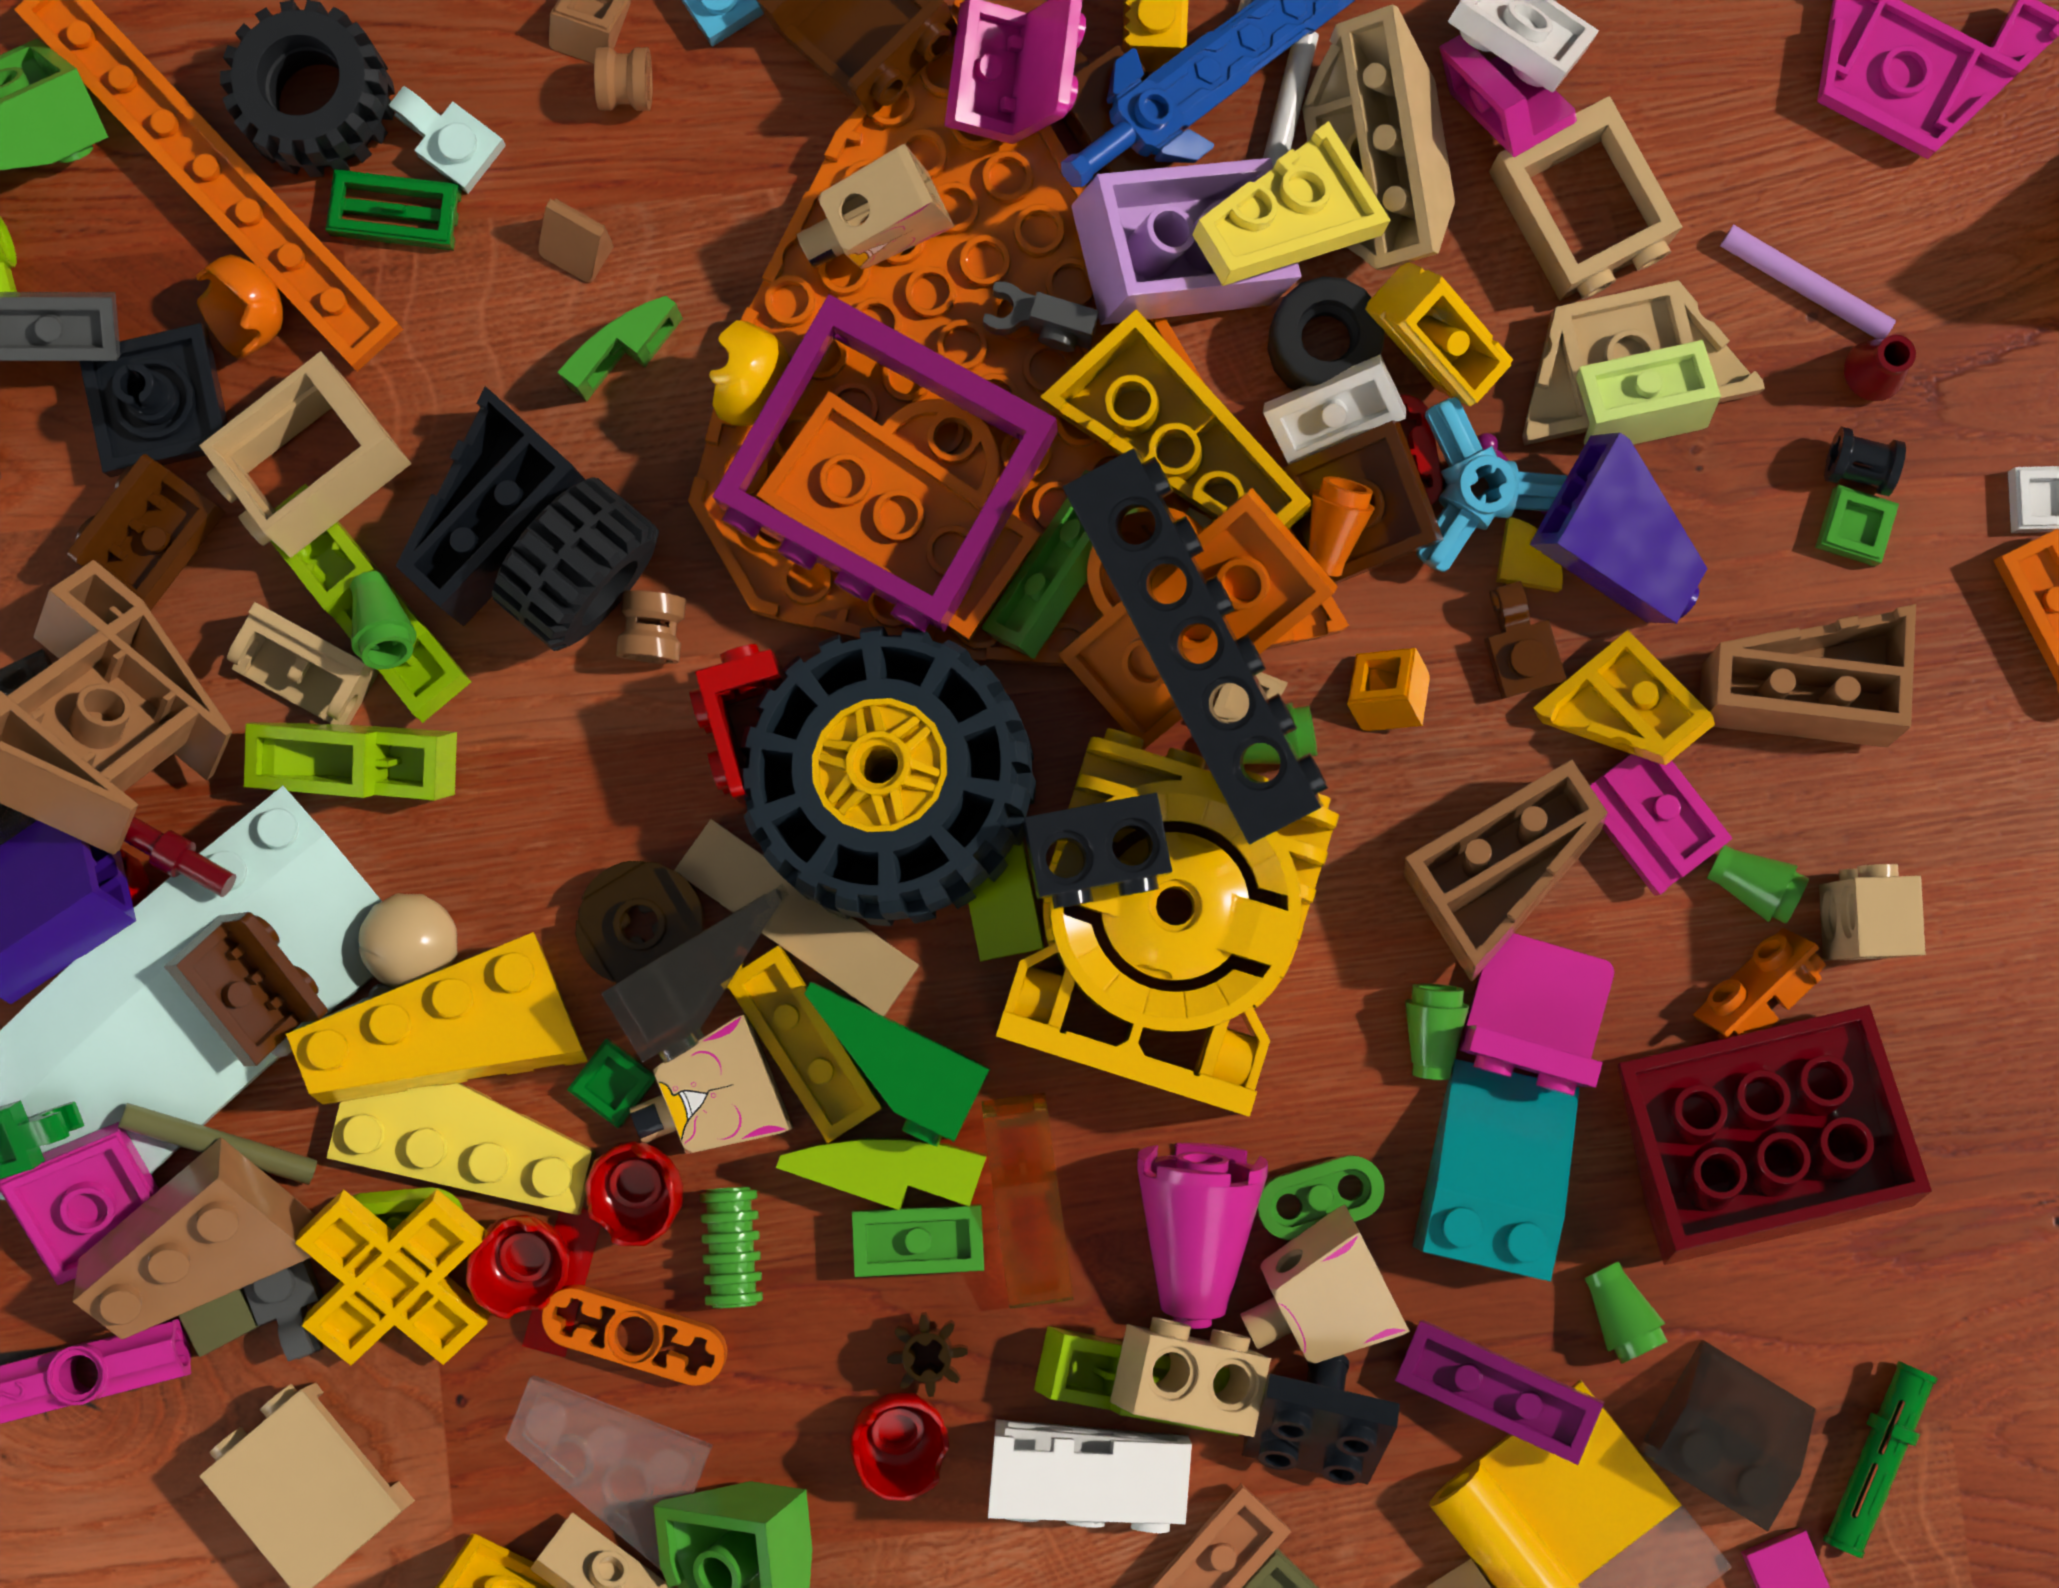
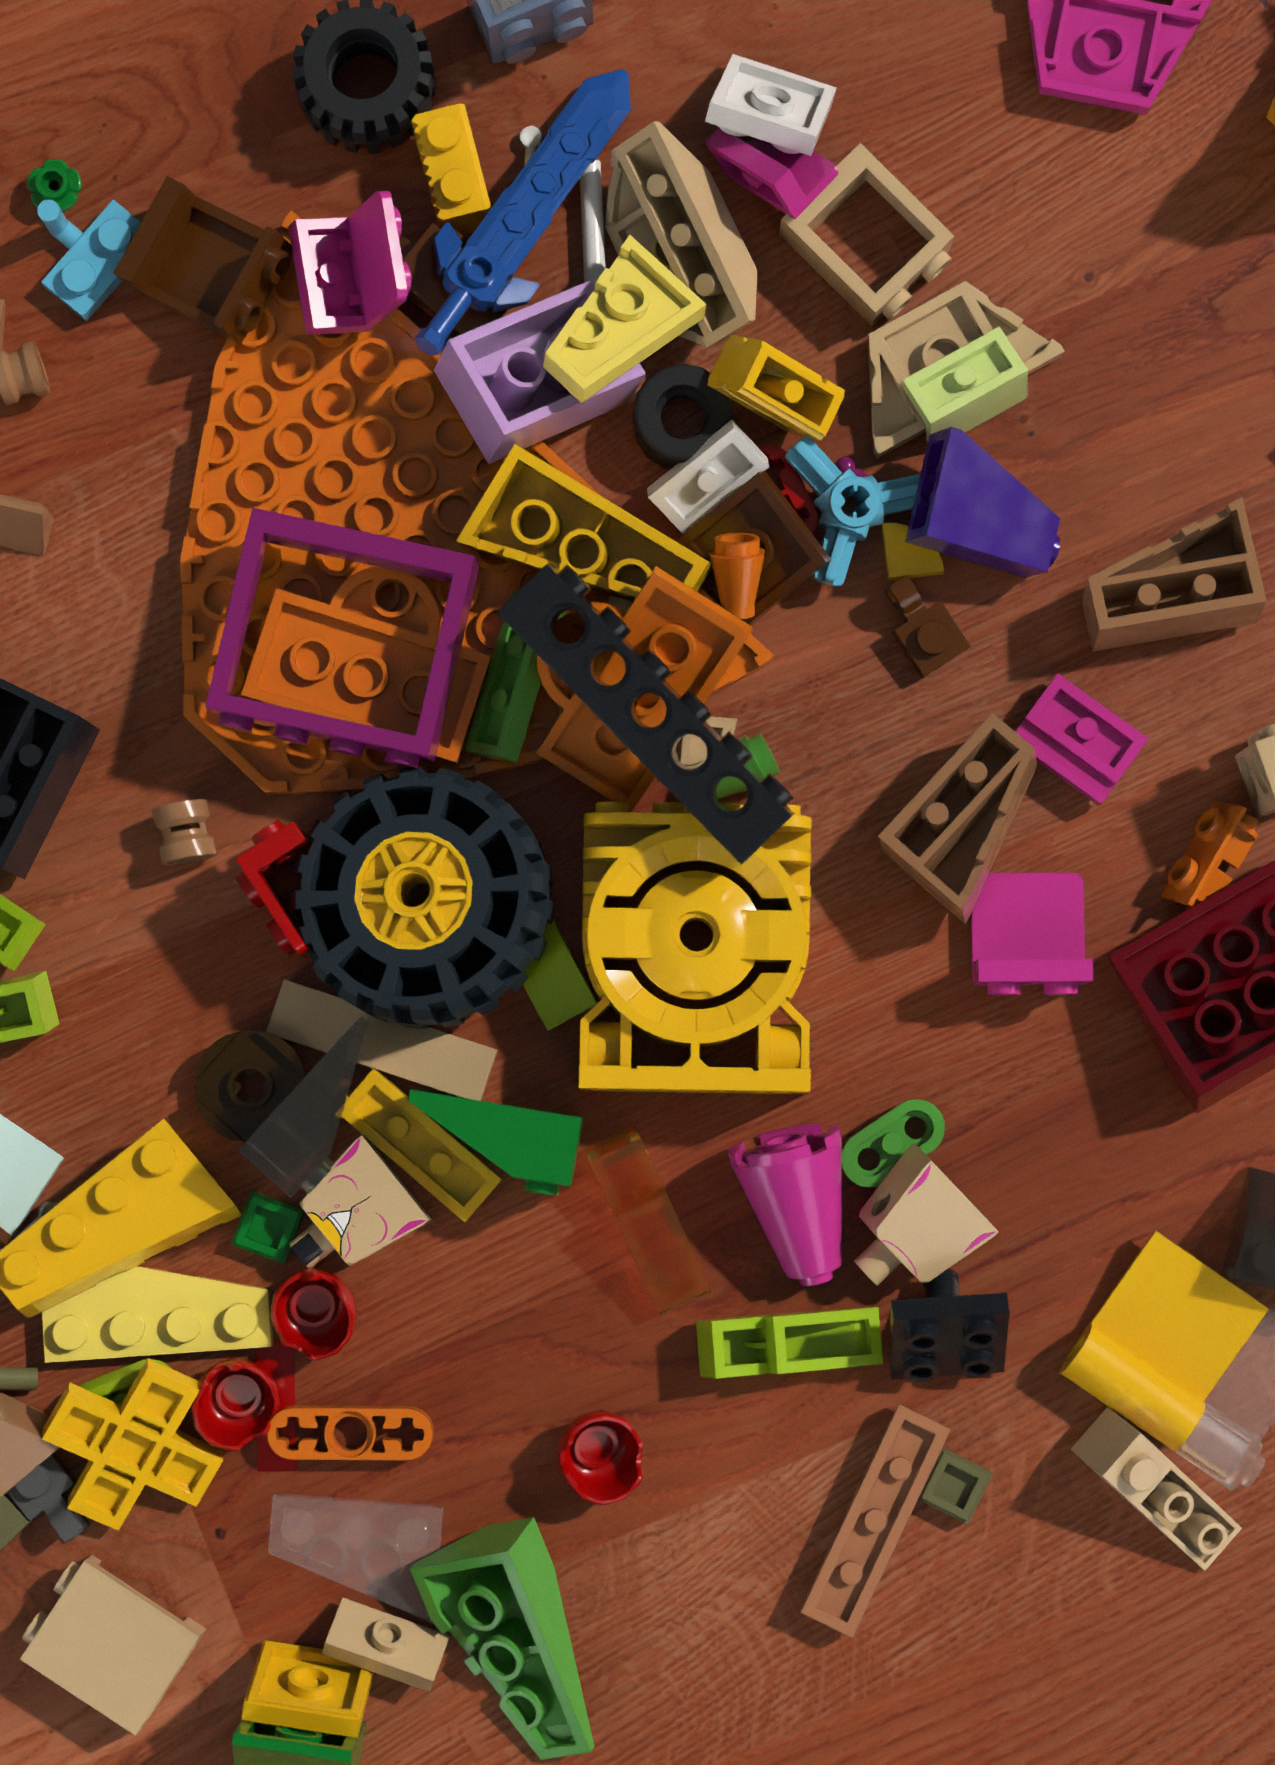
camera: 15 degrees left, 0 degrees up
(407, 939) = (57, 1157): tan hair -> none
(574, 563) = (105, 798): black tyre -> none
(636, 333) = (96, 587): bright green slope -> none
(731, 1247) = (409, 1334): bright green piece -> none
(750, 374) = (206, 594): yellow hair -> none
(887, 1166) = (520, 1228): lime slope -> none
(899, 206) = (292, 419): tan torso -> none
(918, 1240) = (565, 1281): bright green plate -> none
(930, 1372) = (586, 1379): dark brown gear -> none
(1056, 320) = (451, 472): dark grey plate -> none
(1089, 1475) = (767, 1434): white wedge -> none
(1093, 832) = (609, 893): black brick -> none
(1187, 1389) = (827, 1331): tan brick -> none
(1389, 689) = (824, 699): light orange slope -> none
(1435, 1028) = (946, 971): bright green cone -> none
(1498, 1173) = (1035, 1076): teal slope -> none
(1500, 1391) = (1089, 1259): magenta plate -> none
(1624, 1314) = (1176, 1165): bright green cone -> none
(1627, 704) = (1027, 652): yellow wing -> none
(1759, 882) = (1182, 768): bright green cone -> none
(1807, 283) = (1075, 250): lavender bar -> none
(1857, 525) = (1177, 443): bright green tile -> none
(1865, 461) = (1167, 387): black bush -> none
(1879, 367) = (1151, 314): dark red cone -> none

